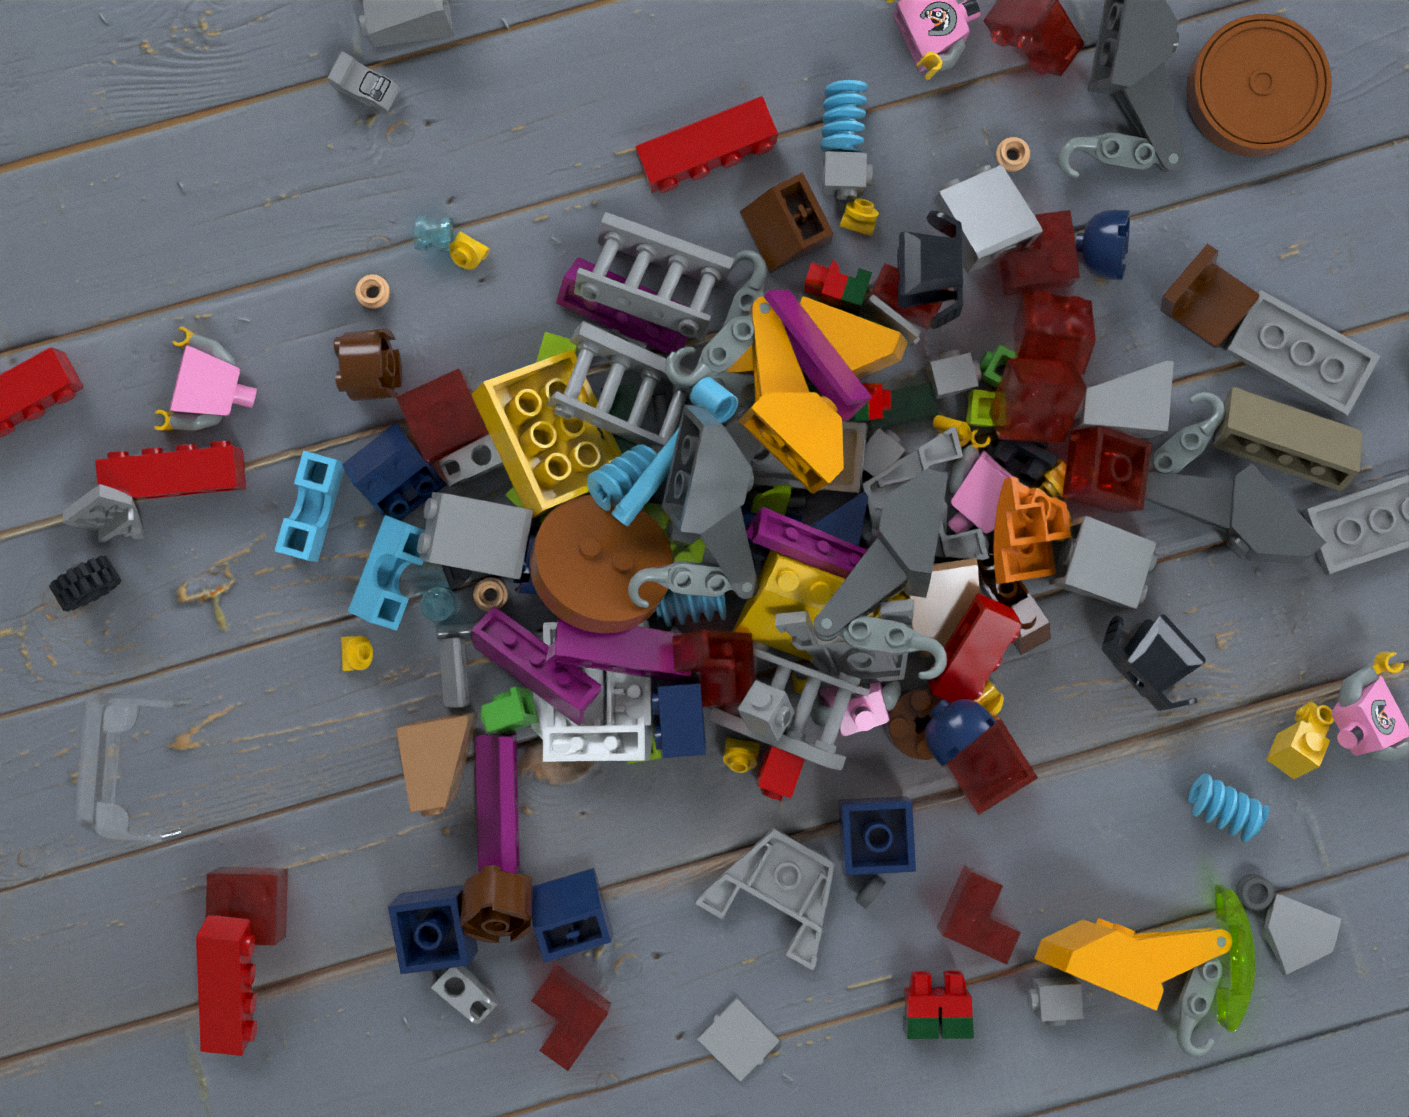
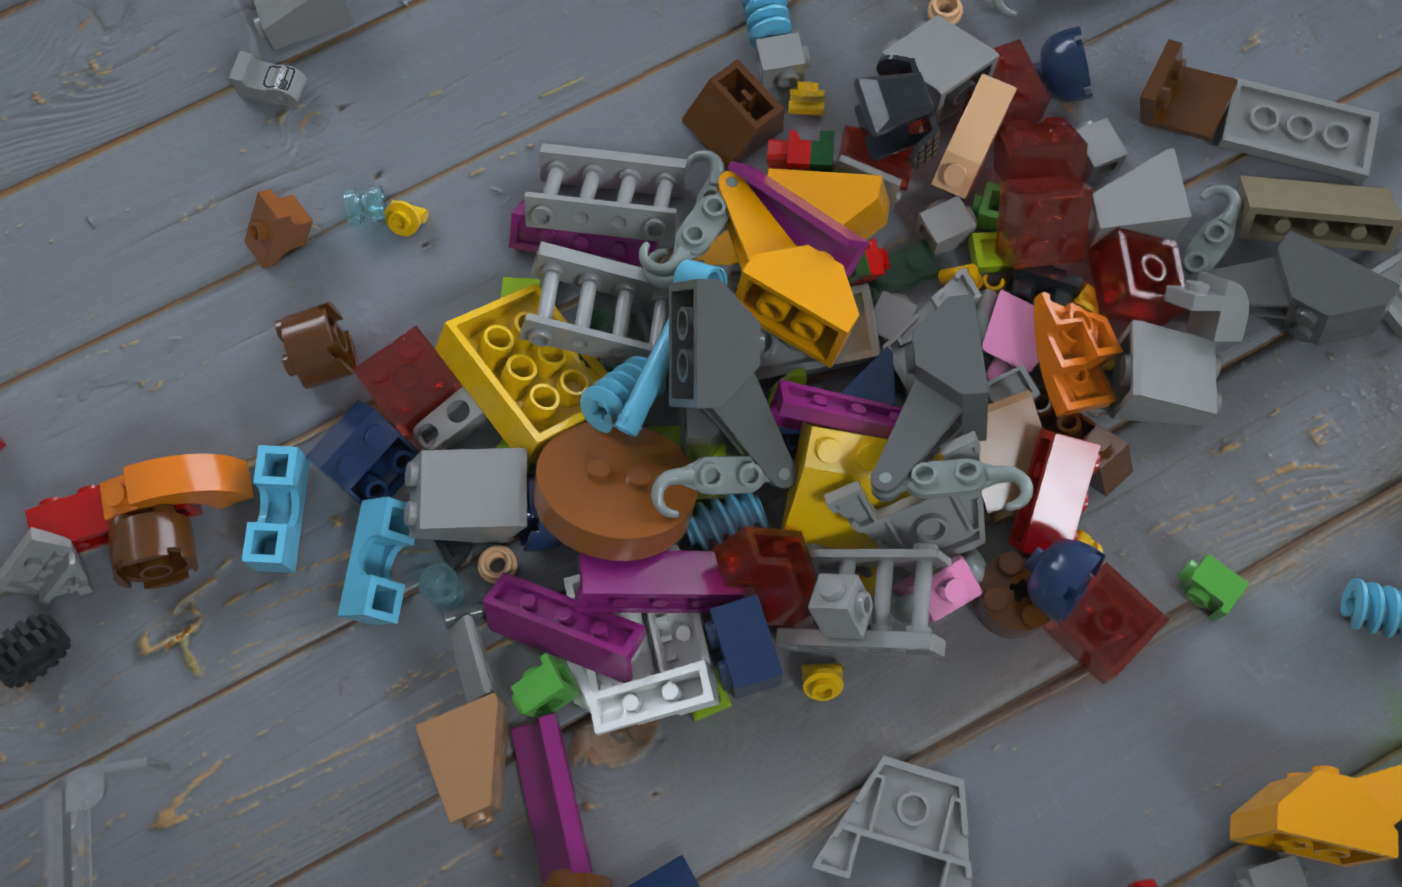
camera: 10 degrees left, 15 degrees down
(200, 518) = (152, 548): none -> reddish brown brick
(204, 386) = (138, 410): bright pink torso -> none
(227, 468) = (175, 480): none -> orange arch
(350, 239) = (276, 227): none -> dark orange brick
(356, 653) = (355, 665): yellow plate -> none
(366, 284) = (308, 268): light nougat plate -> none
(707, 145) = (632, 63): red brick -> none
(778, 773) = (872, 681): red brick -> none
(870, 891) = (1014, 804): dark grey tile -> none
(877, 835) = (1004, 733): dark blue brick -> none
(969, 917) = (1138, 805): clear red brick -> none
(999, 301) = (974, 136): none -> light nougat slope
(1086, 752) = (1211, 585): none -> bright green brick
(1111, 333) = (1104, 149): none -> light grey brick
(1156, 655) = (1256, 459): black piece -> none
(1160, 515) = (1216, 307): none -> light grey brick

